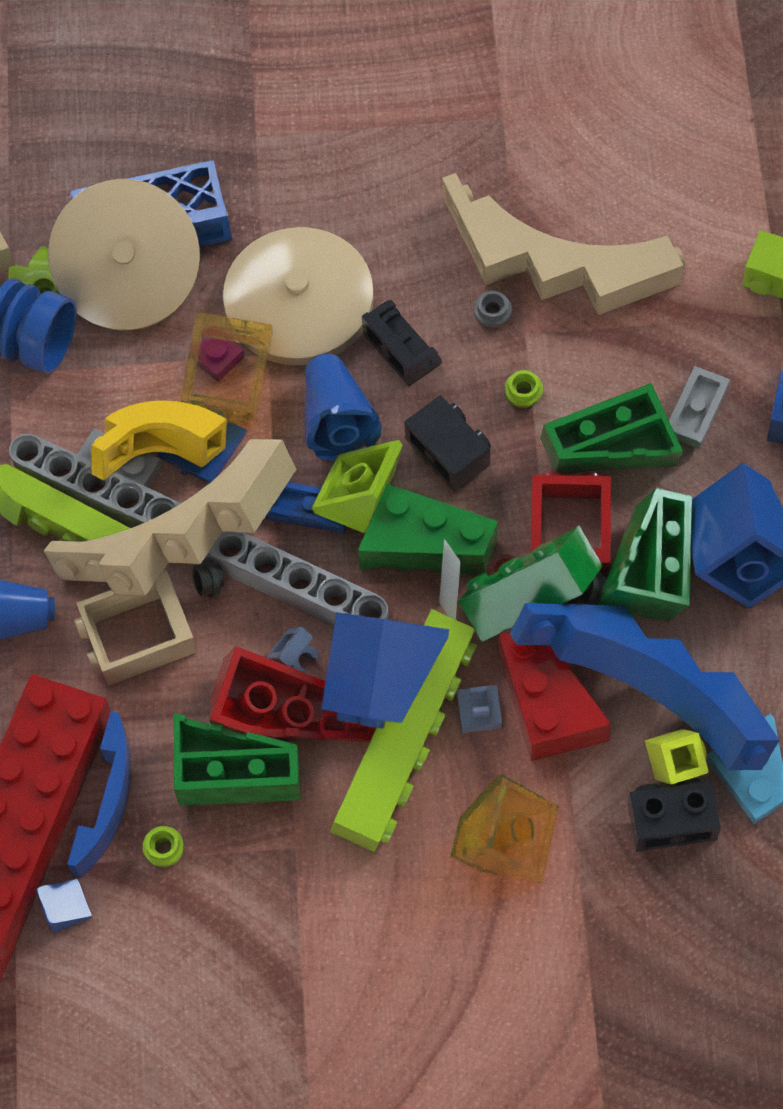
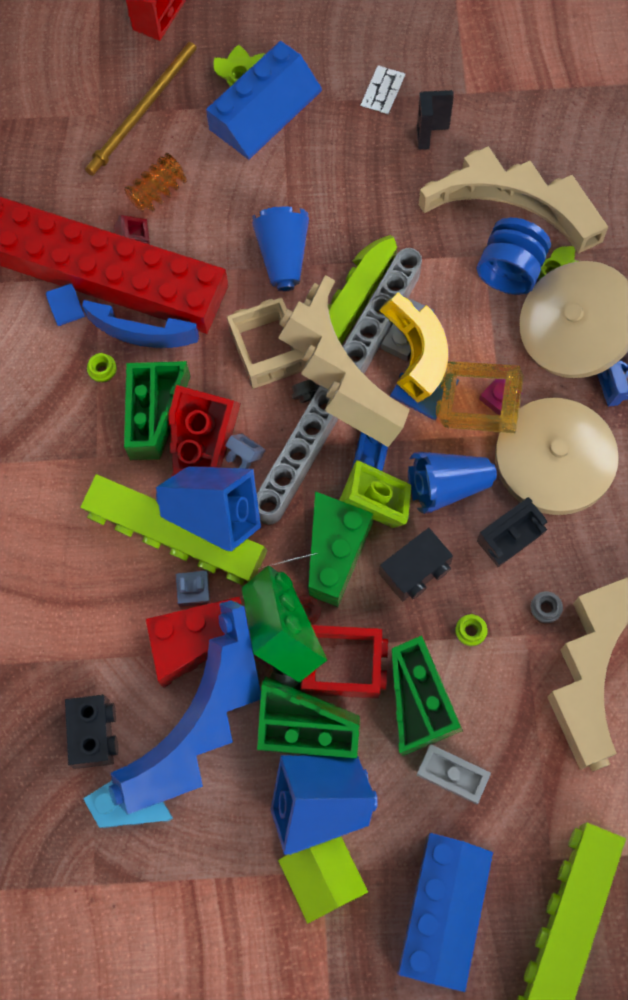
camera: 90 degrees right, 5 degrees up
(506, 832) = (85, 604): clear yellow slope -> none
(677, 756) = (133, 735): neon yellow brick -> none

